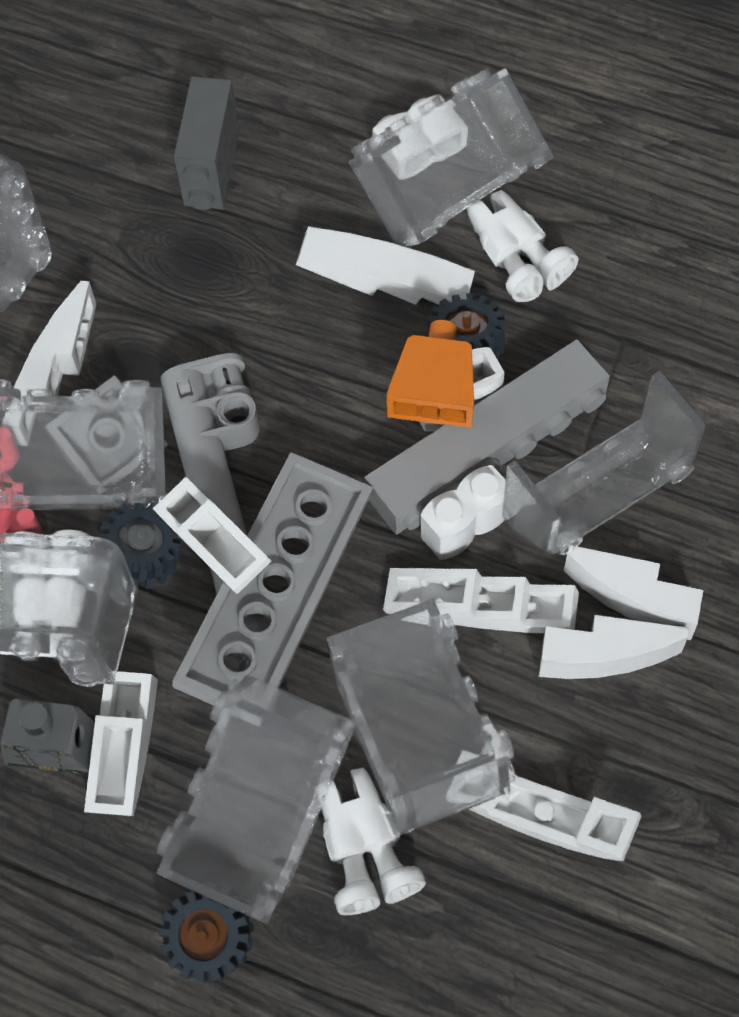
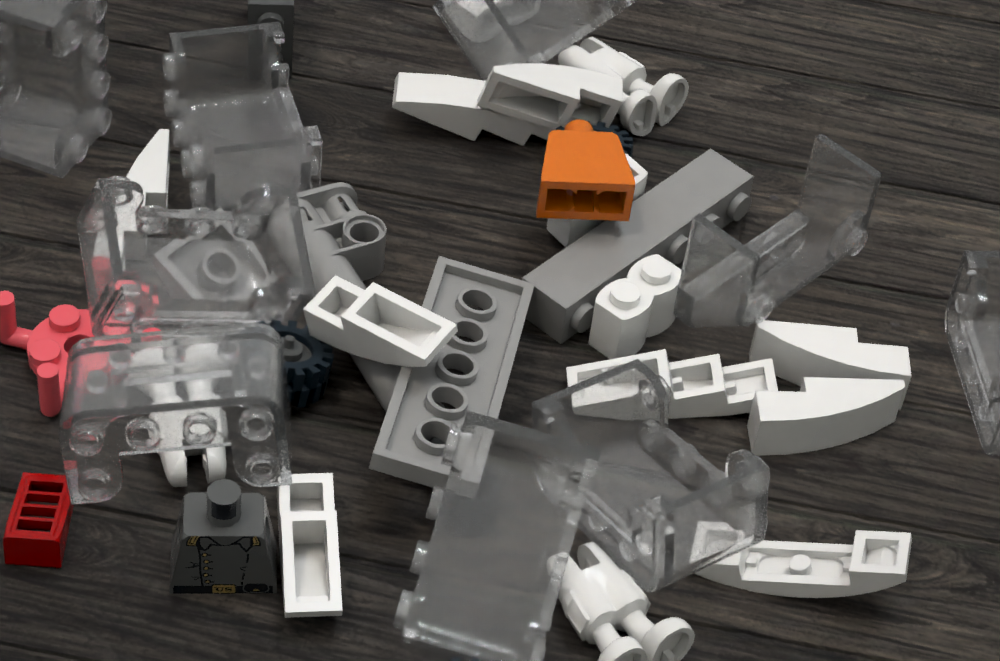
camera: 20 degrees left, 20 degrees down
(152, 275) = (236, 114): none -> clear windscreen
(442, 267) = (552, 94): none -> white slope

